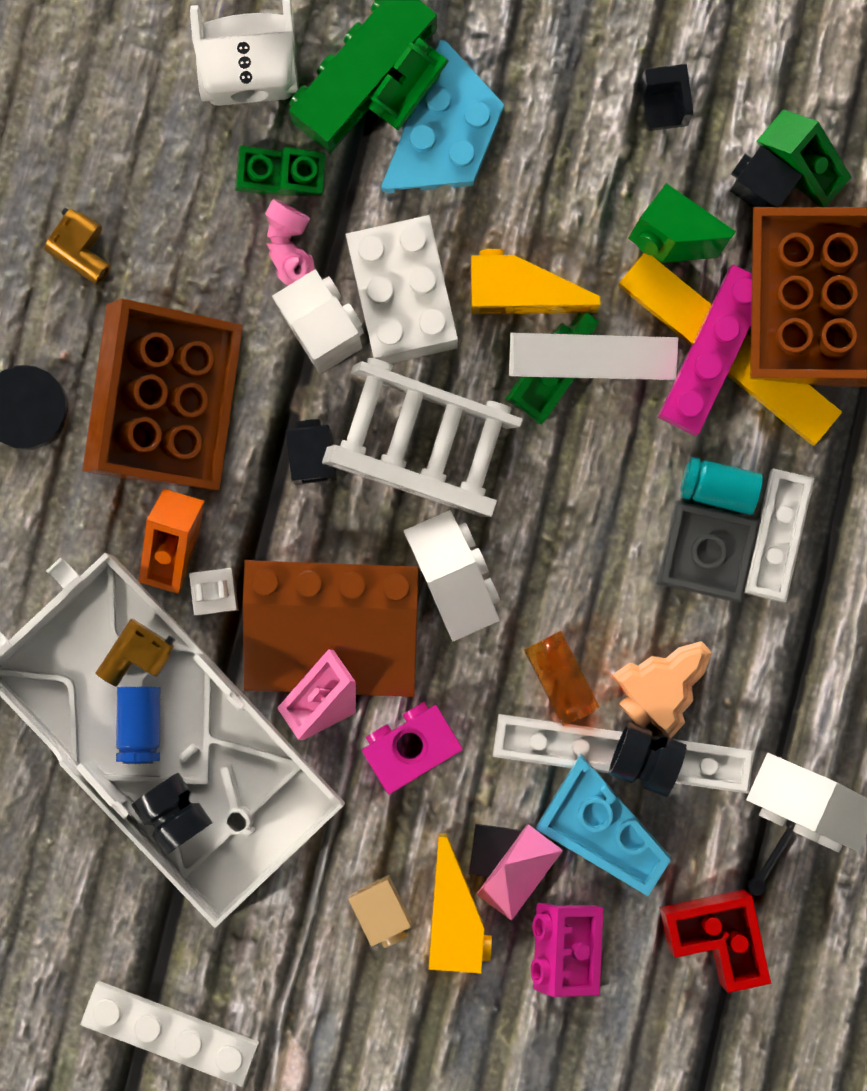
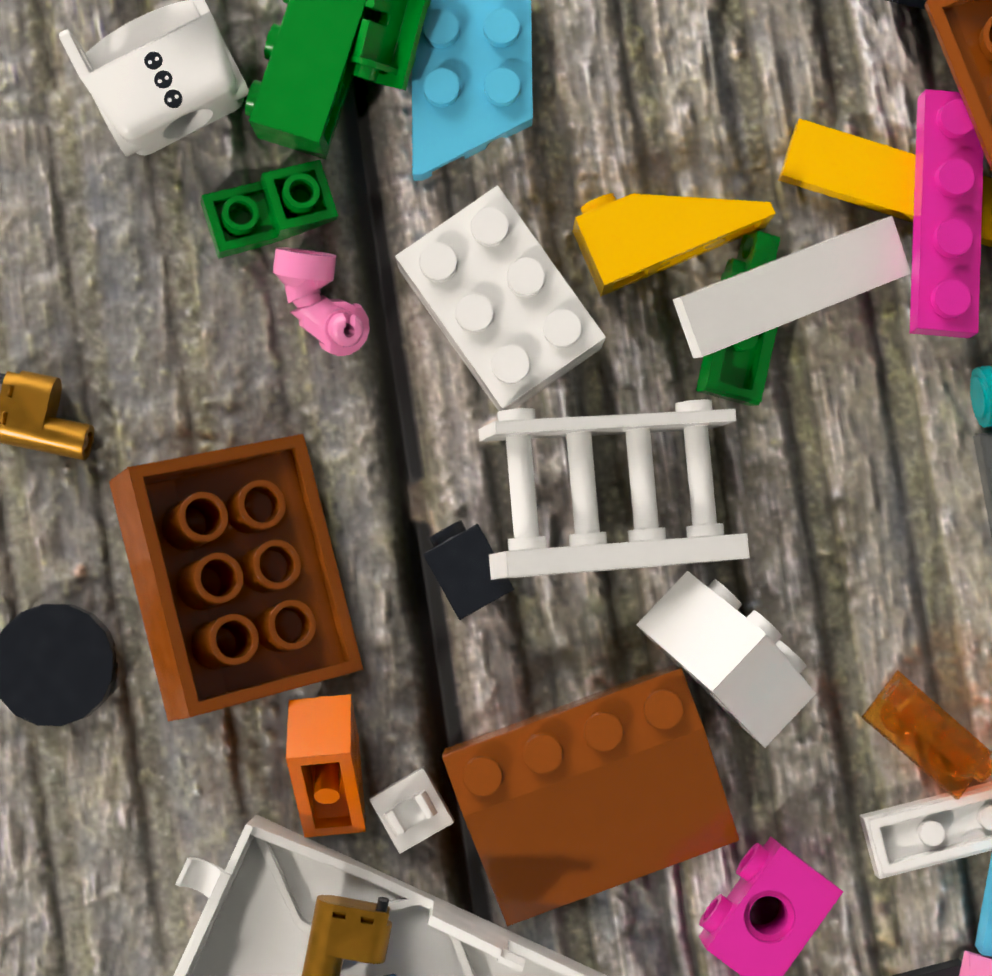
camera: 25 degrees left, 0 degrees up
(319, 321) = (406, 385): white brick -> none
(320, 698) = (616, 897): bright pink slope -> none
(679, 229) = (834, 71): green slope -> none

